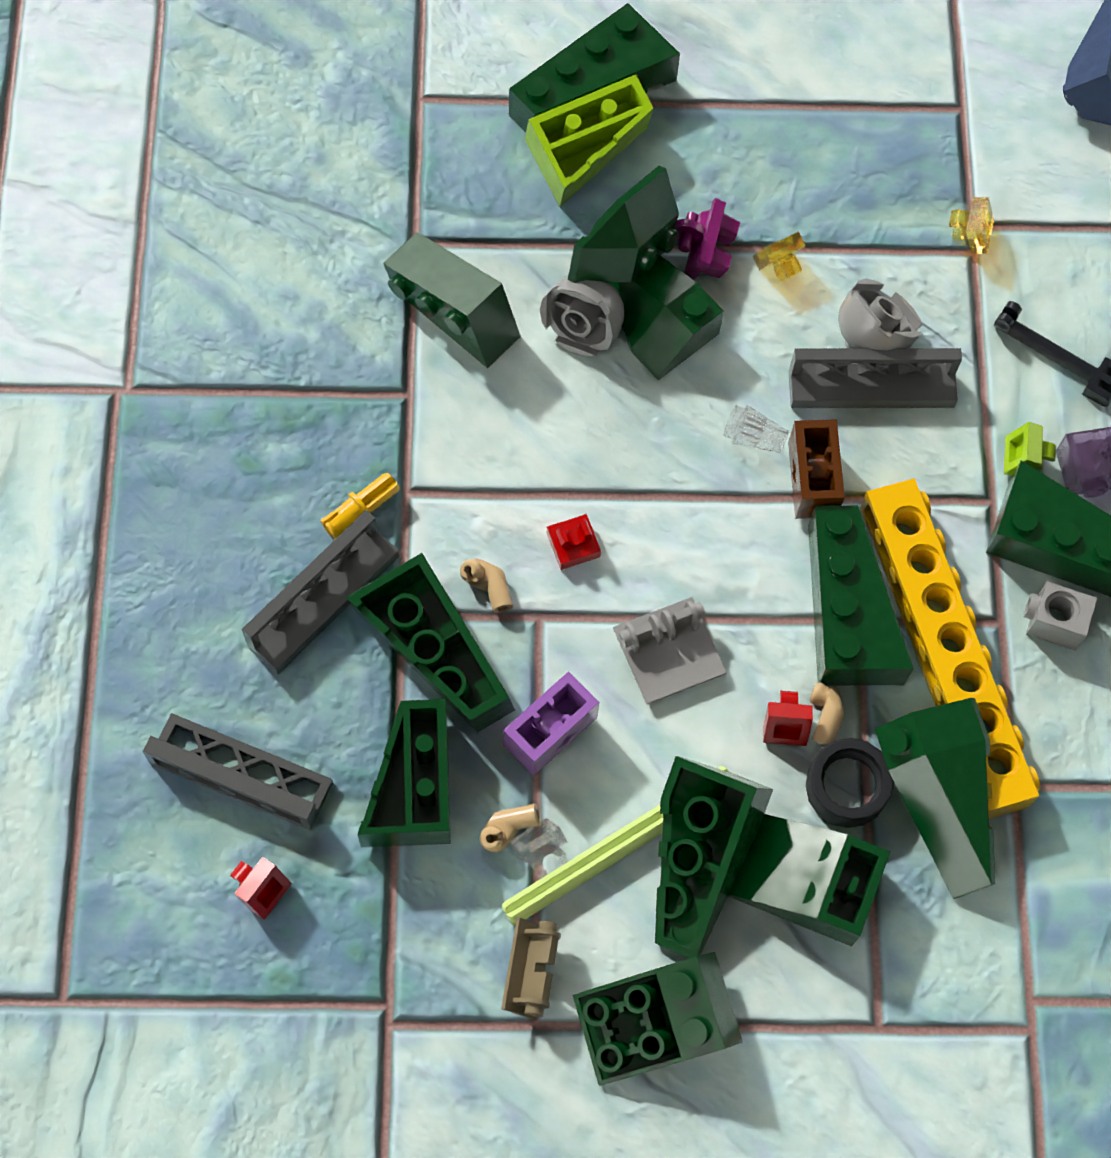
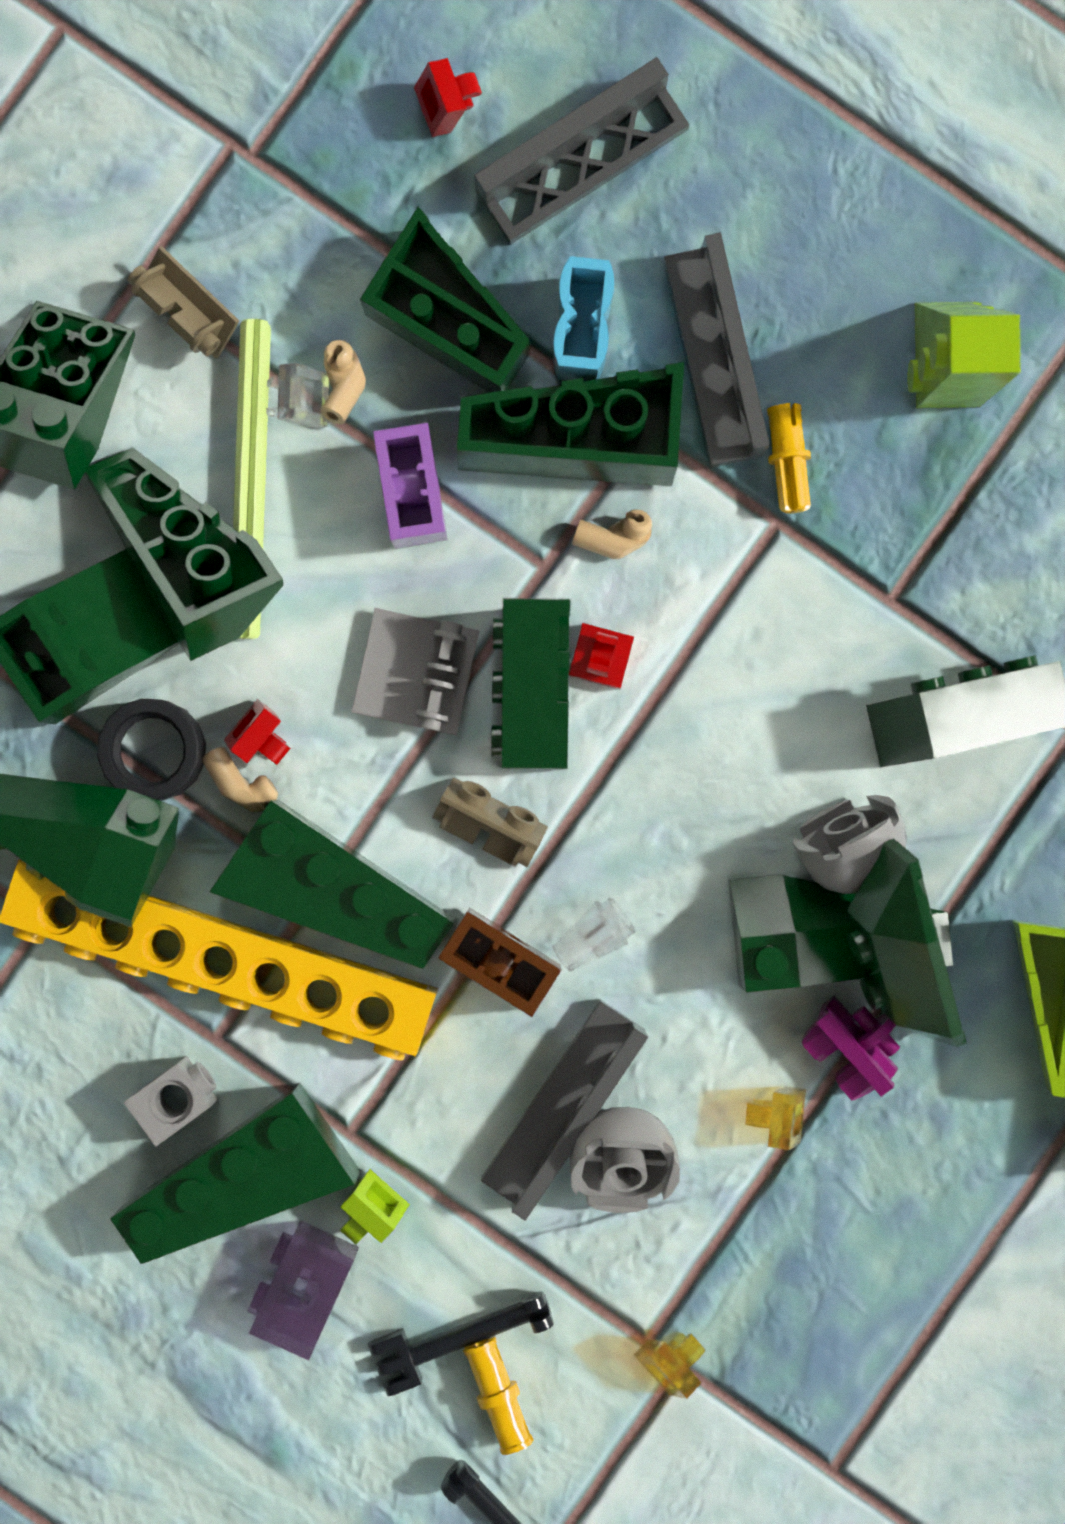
camera: 125 degrees right, 20 degrees up
(221, 433) = (962, 353): none -> lime wedge
(369, 681) = (583, 310): none -> medium azure brick
(624, 564) = (532, 684): none -> dark green wedge
(728, 520) = (512, 830): none -> dark tan hinge
(1075, 308) = (498, 1396): none -> yellow pin

